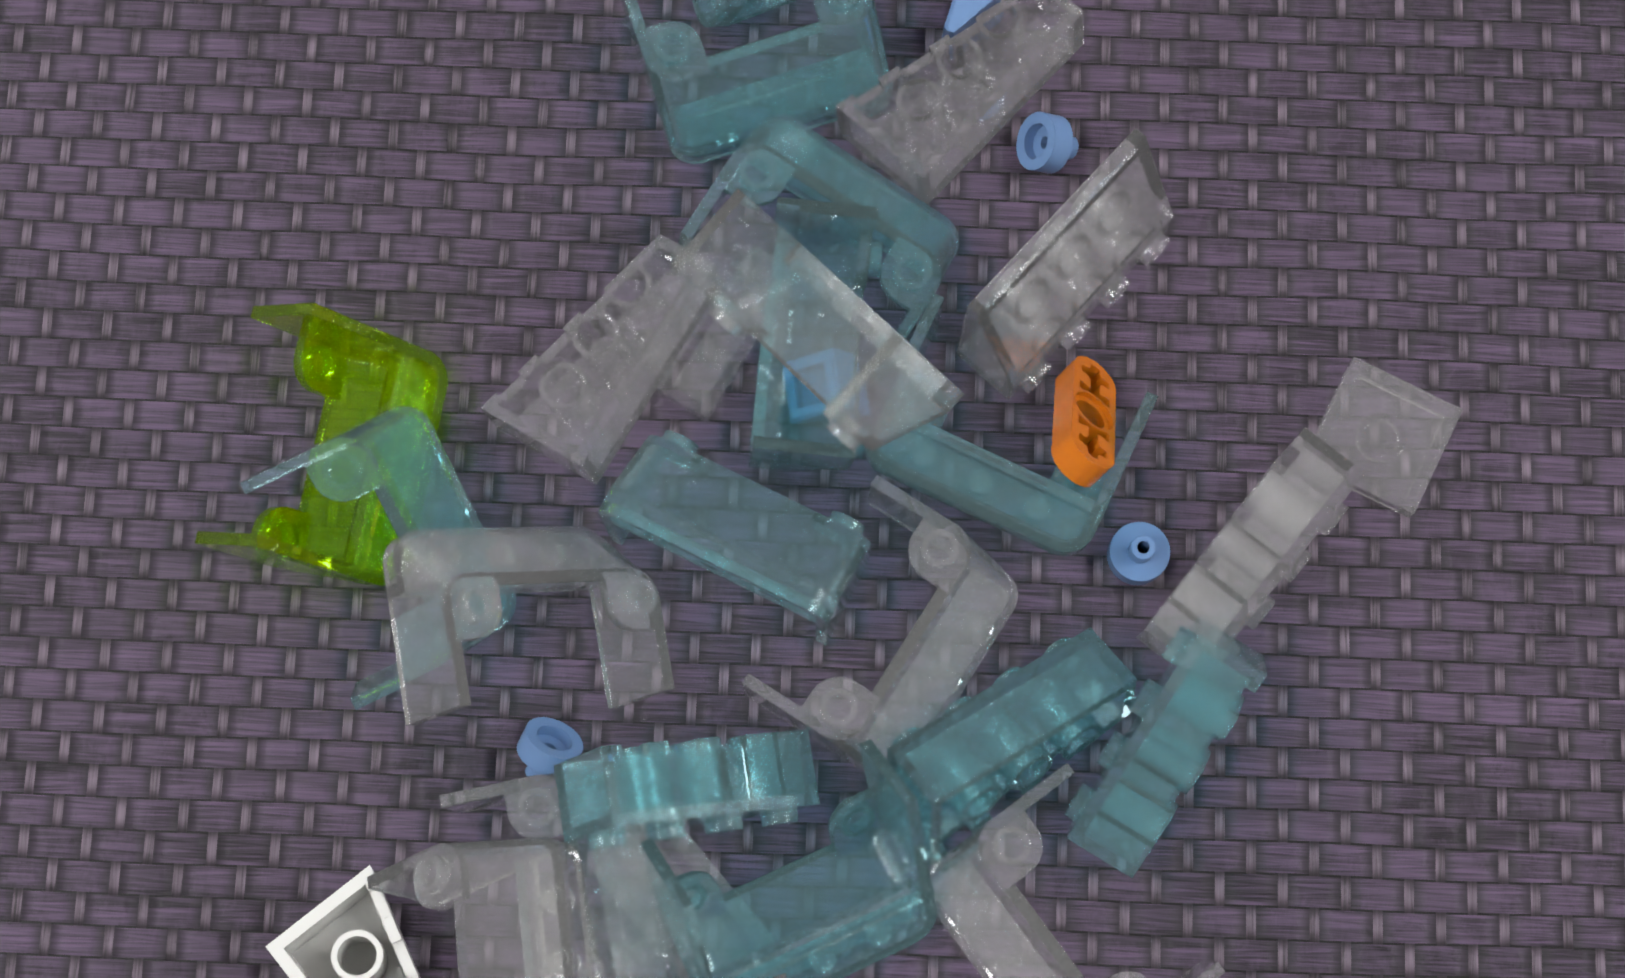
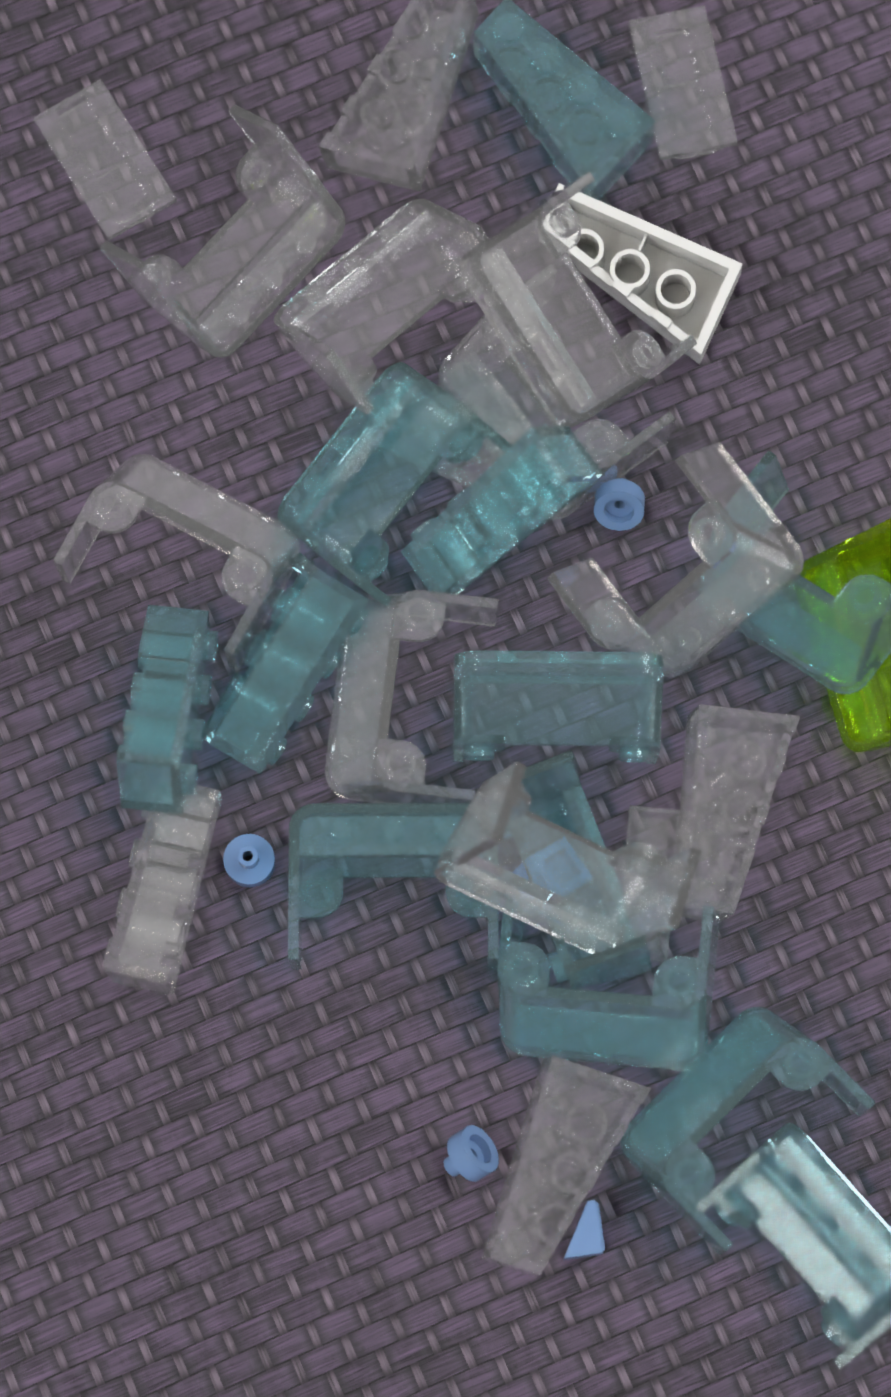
camera: 155 degrees right, 0 degrees up
(1068, 271) = (402, 1038): clear slope -> none
(1084, 421) = (343, 907): orange beam -> none
(1388, 433) = (99, 1042): clear tile -> none

